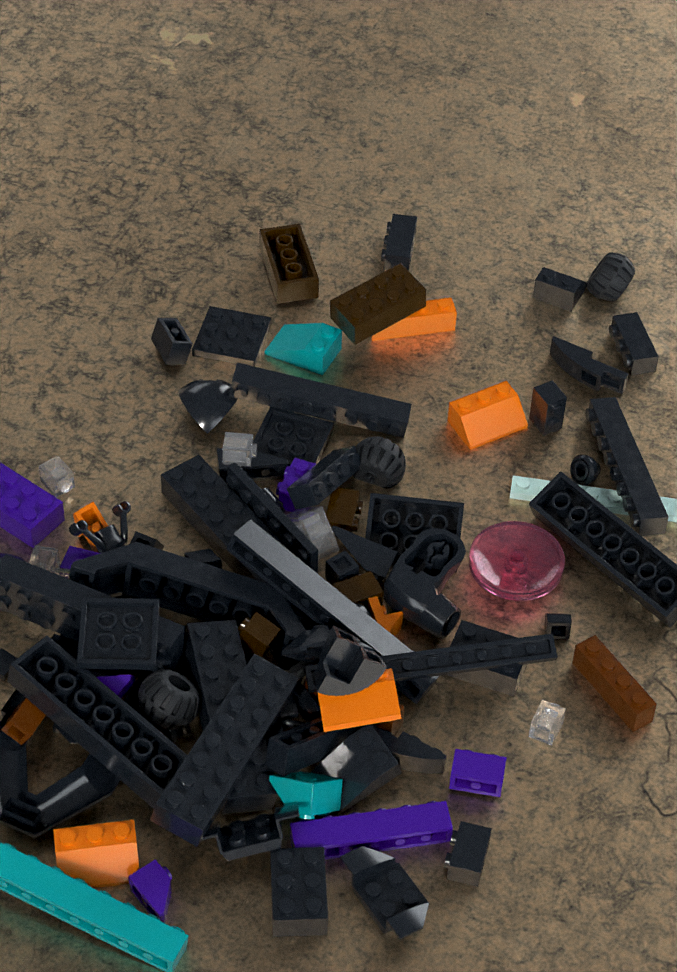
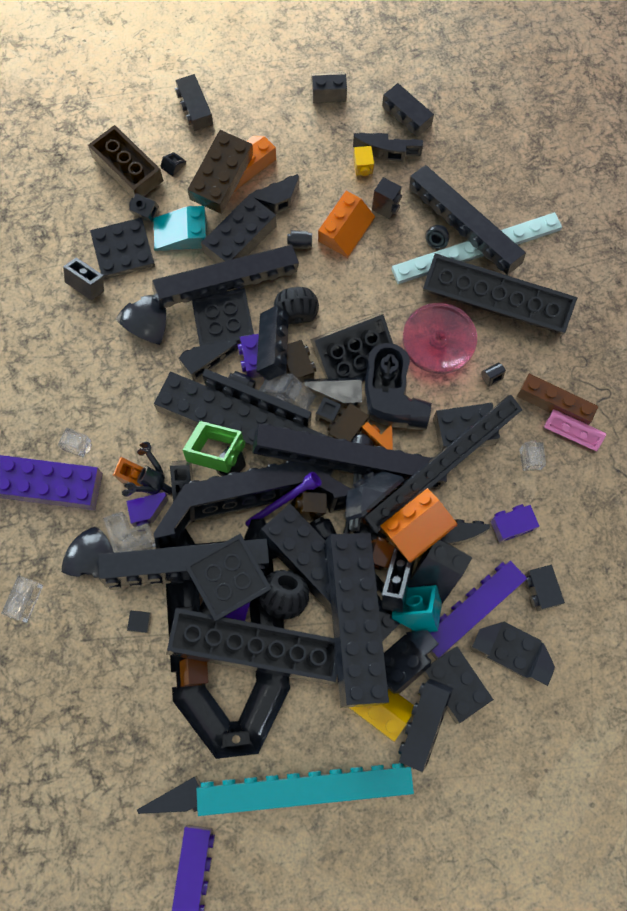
camera: 30 degrees left, 25 degrees up
(98, 852) = (307, 739): orange slope -> none
(152, 888) = (362, 741): dark purple slope -> none
(175, 536) = (207, 431): none -> bright green window
(197, 872) = (389, 717): none -> yellow slope
(234, 901) = (425, 724): none -> black brick
(238, 449) = (198, 352): clear brick -> none
(269, 604) = (310, 482): none -> dark purple piece
(279, 308) = (143, 207): none -> black brick
(298, 714) = (382, 553): none -> reddish brown brick
(338, 285) = (172, 163): none -> black slope
(346, 665) = (403, 510): black brick -> none
(370, 370) = (239, 231): none -> black brick
(426, 407) = (299, 239): none -> black brick
(430, 359) = (278, 195): none -> black slope
(549, 367) = (363, 160): none -> yellow brick
(611, 277) = (359, 59): black wheel -> none
(616, 722) = (575, 430): none -> bright pink plate

